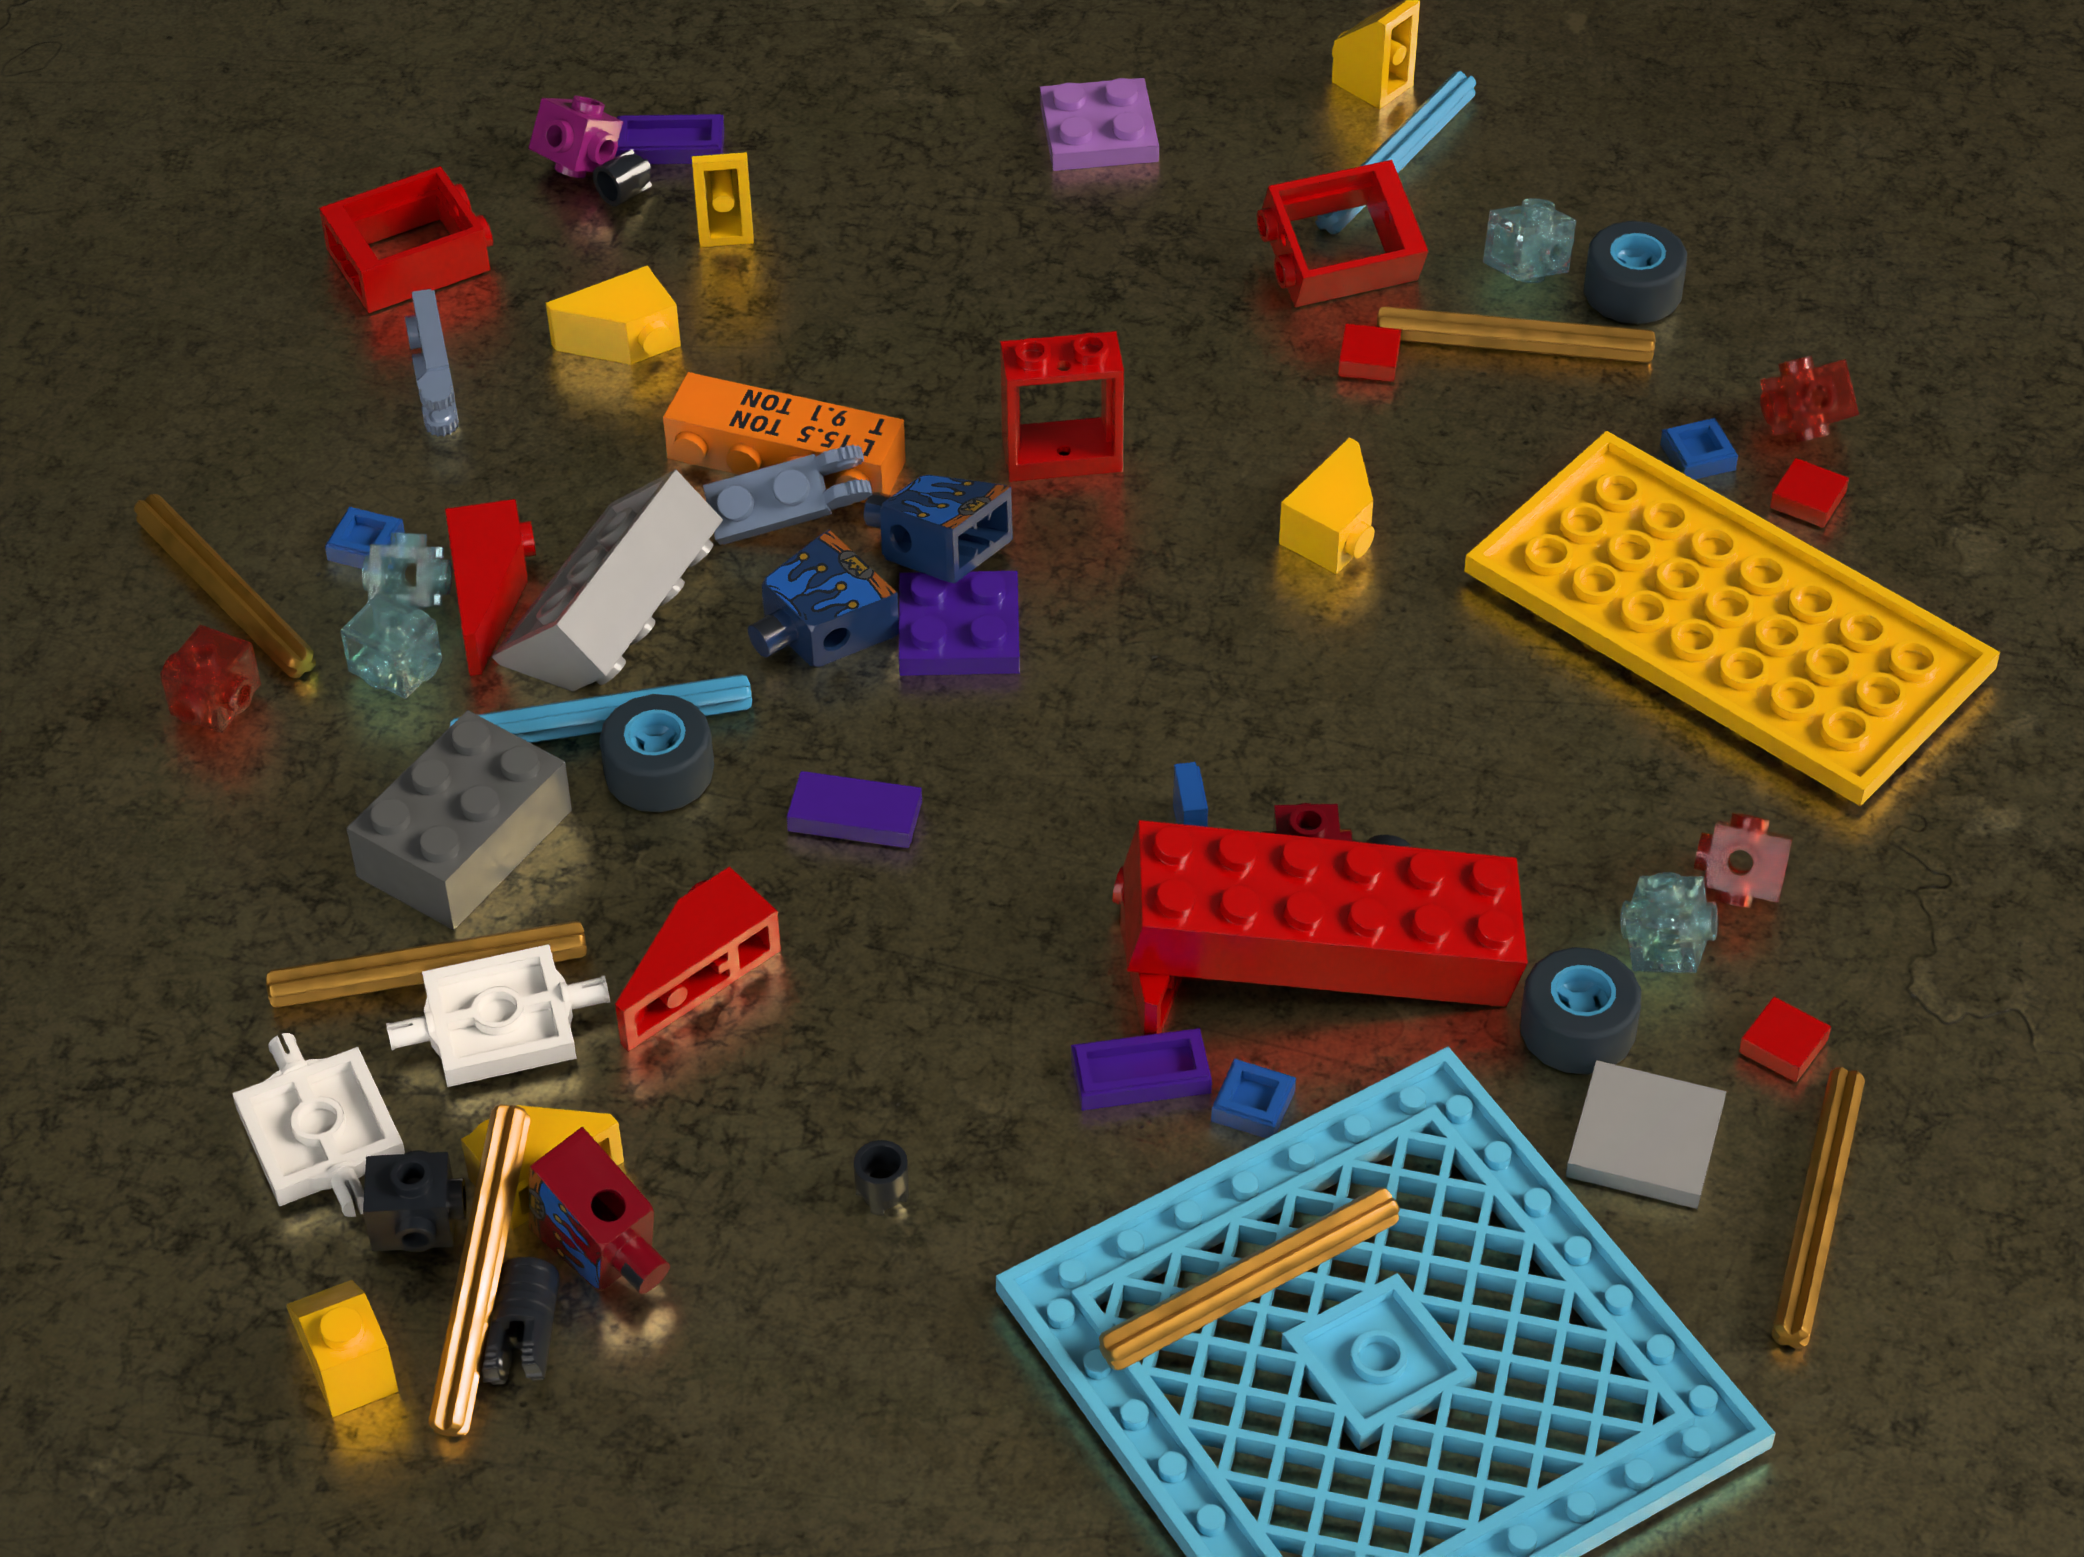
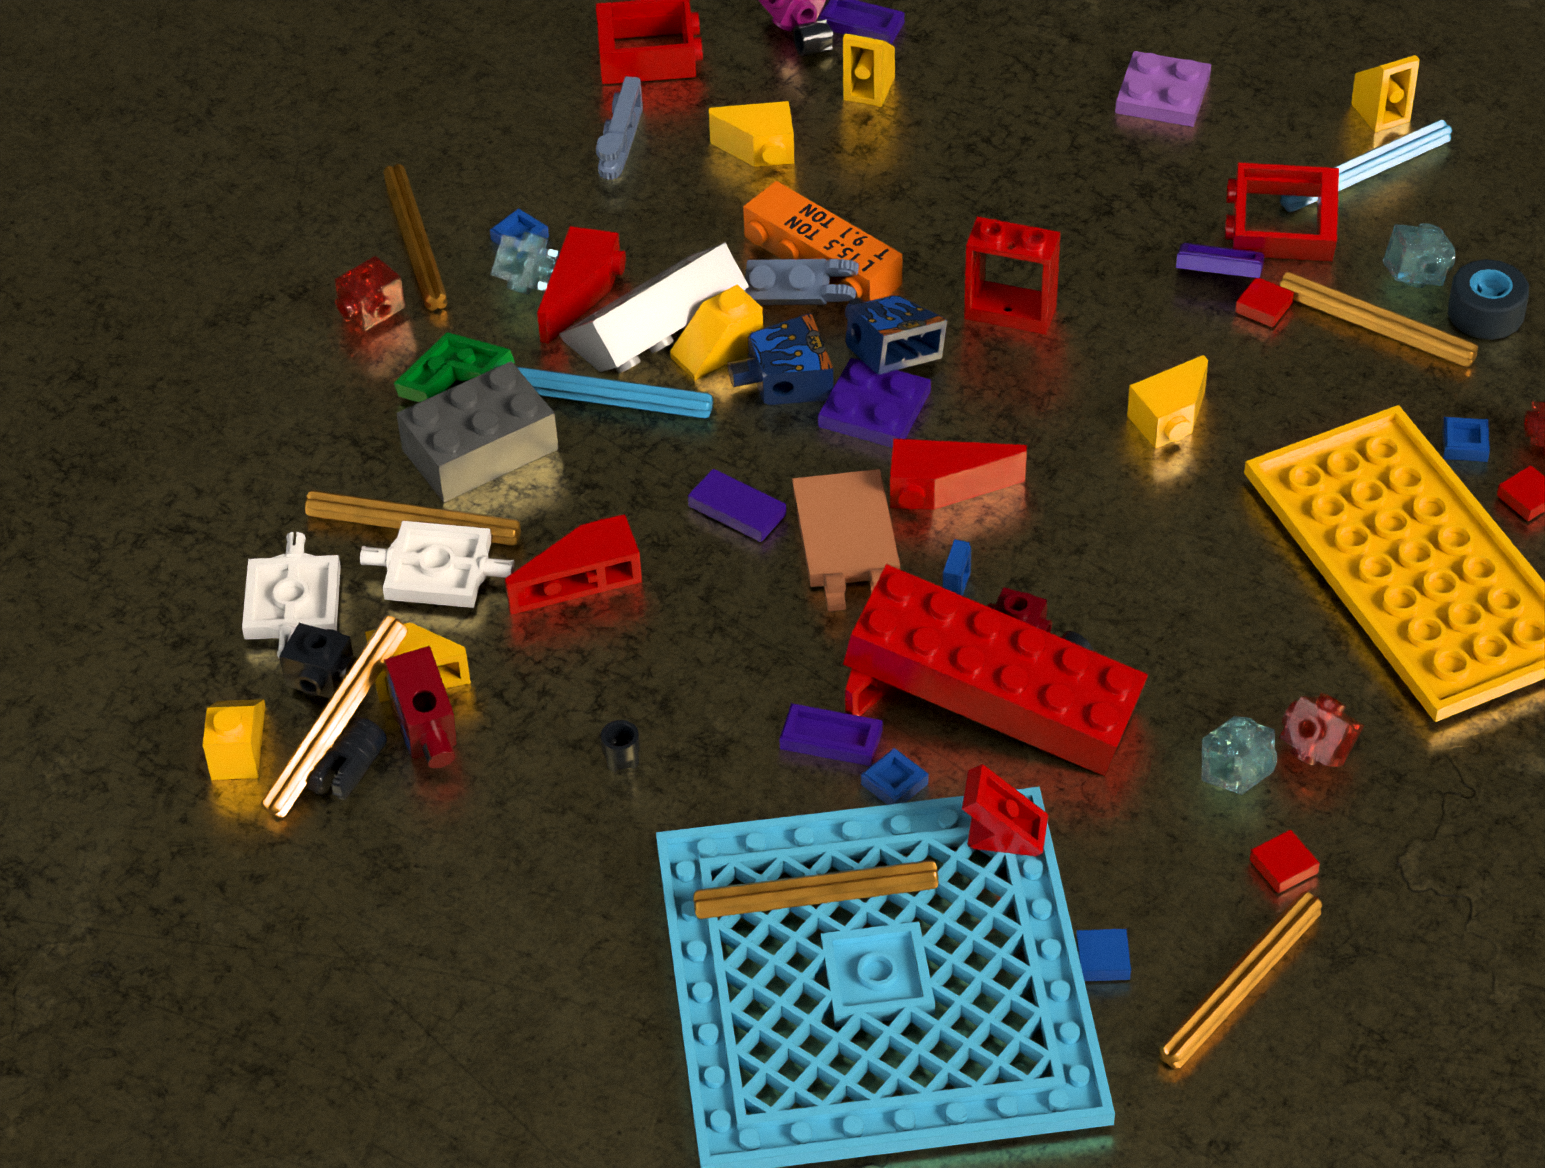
camera: 25 degrees right, 0 degrees up
(368, 736) = (447, 361): none -> green plate
(392, 646) = (493, 306): clear light blue brick -> none
(657, 753) = (625, 427): black wheel -> none
(712, 592) = (717, 332): none -> yellow slope
(1018, 803) = (844, 531): none -> nougat tile
(1104, 683) = (948, 472): none -> red slope
(1291, 316) = (1220, 260): none -> dark purple tile
(1435, 1101) = (1002, 816): none -> red slope
(1580, 1009) = (1146, 793): black wheel -> none
(1642, 1231) = (1104, 954): none -> blue tile
(1646, 1134) = (1148, 891): light grey tile -> none

